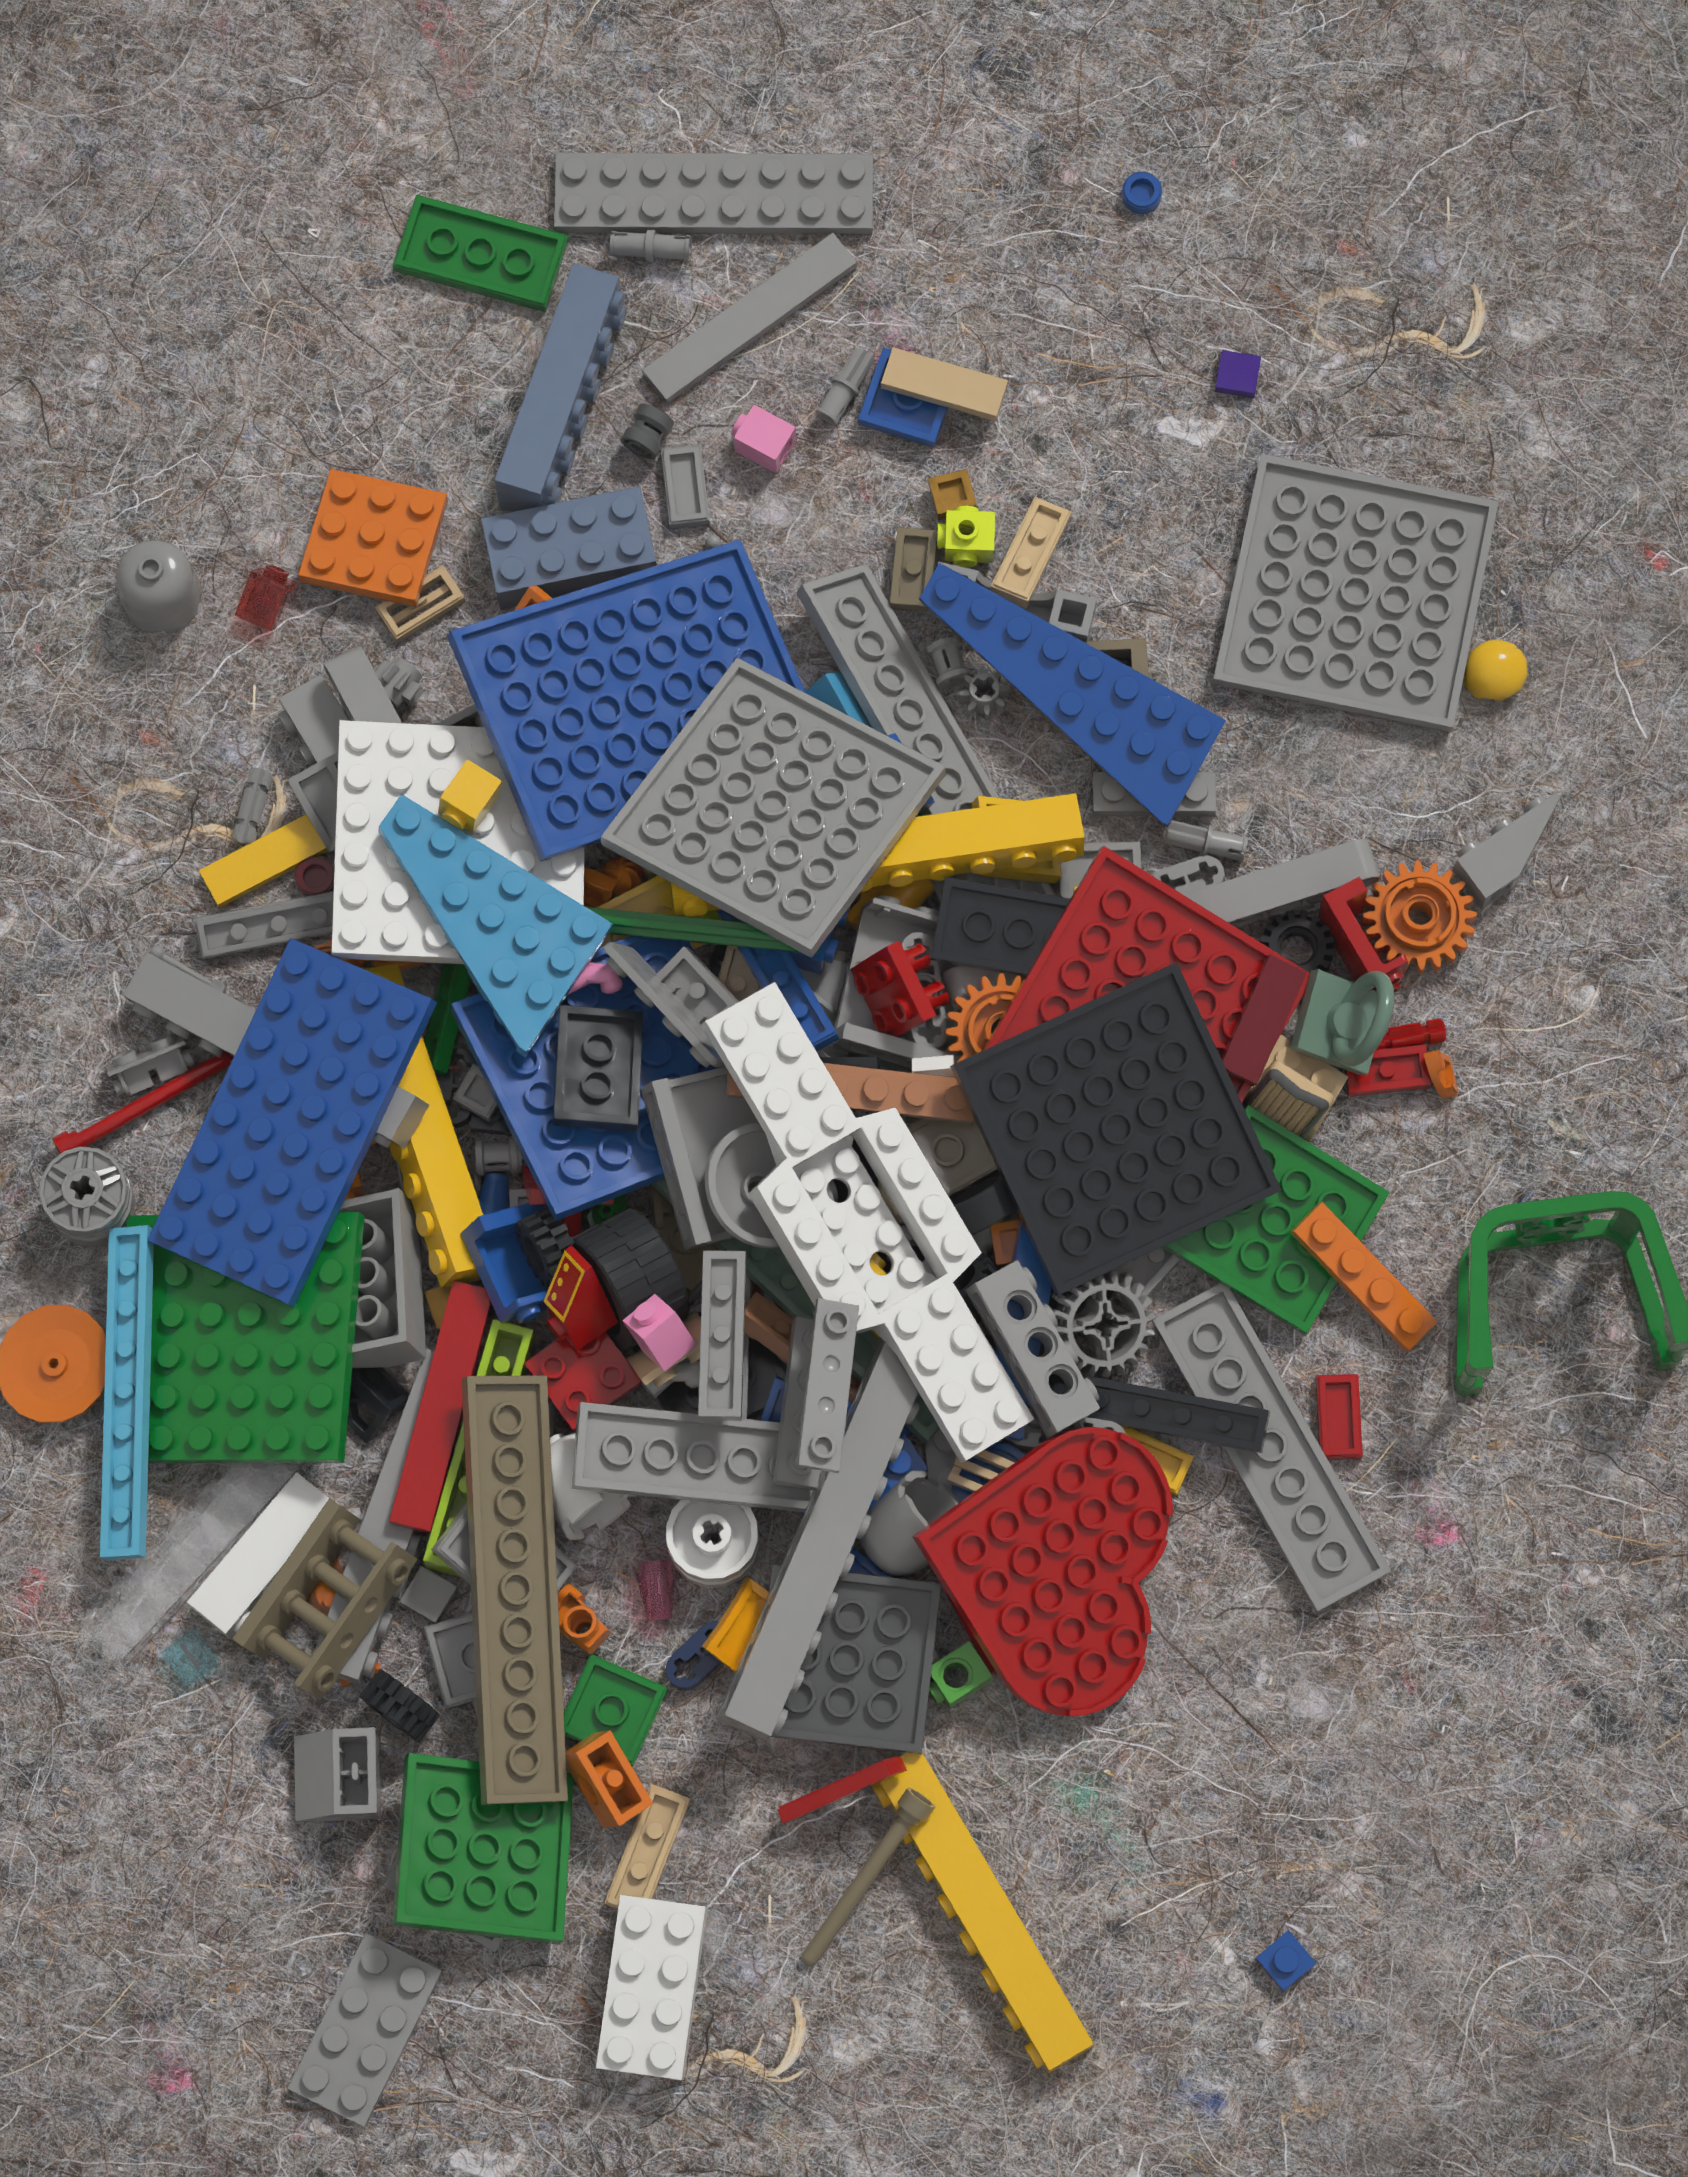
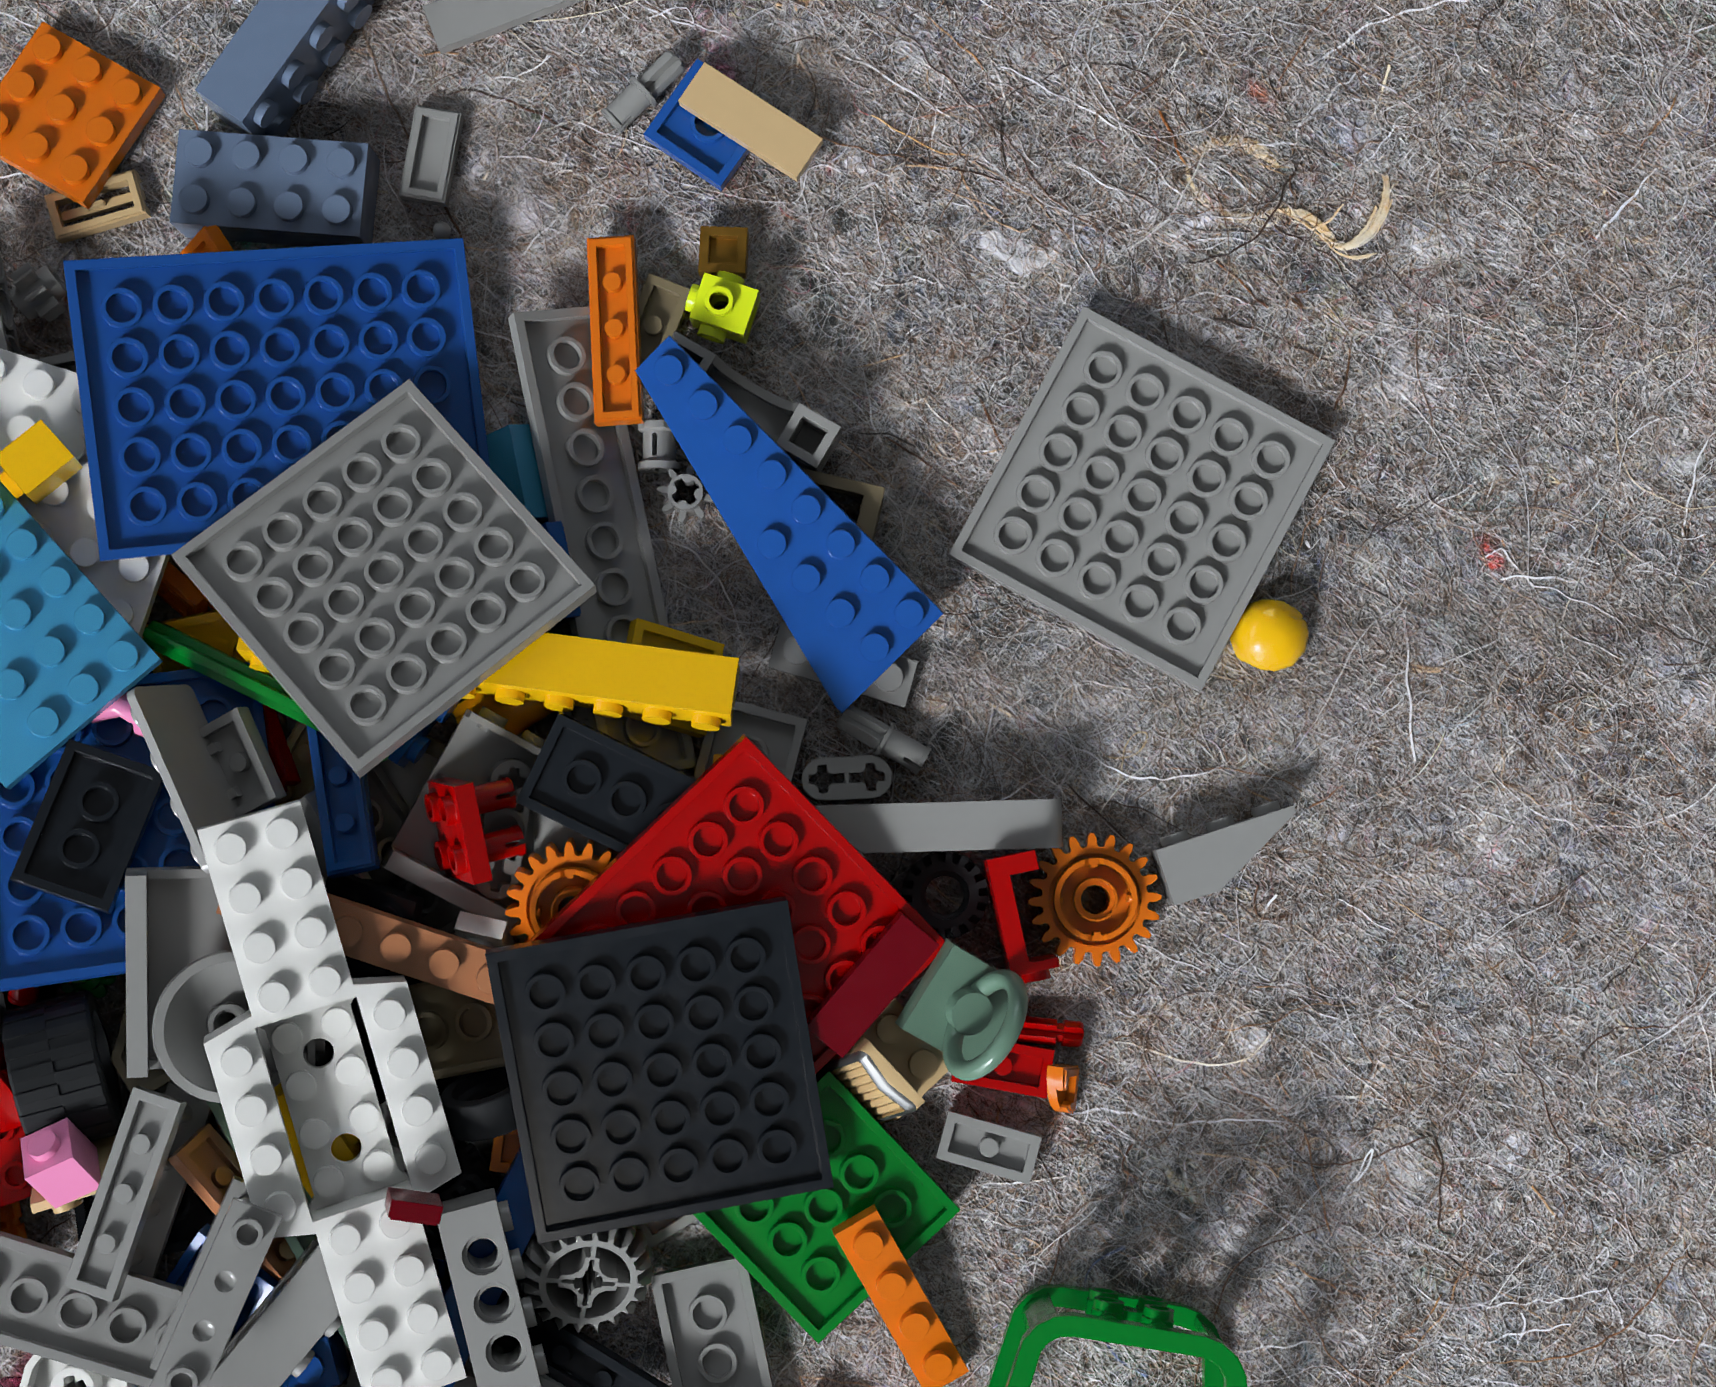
camera: 20 degrees right, 10 degrees up
(647, 431) = (397, 87): dark grey wheel -> none
(763, 438) = (532, 126): bright pink brick -> none
(886, 578) = (615, 330): none -> orange tile
(957, 1274) = (413, 1206): none -> dark red tile
(1030, 552) = (787, 347): tan tile -> none
(1238, 374) = (1088, 204): dark purple tile -> none
(1396, 1138) = (988, 1146): none -> light grey plate

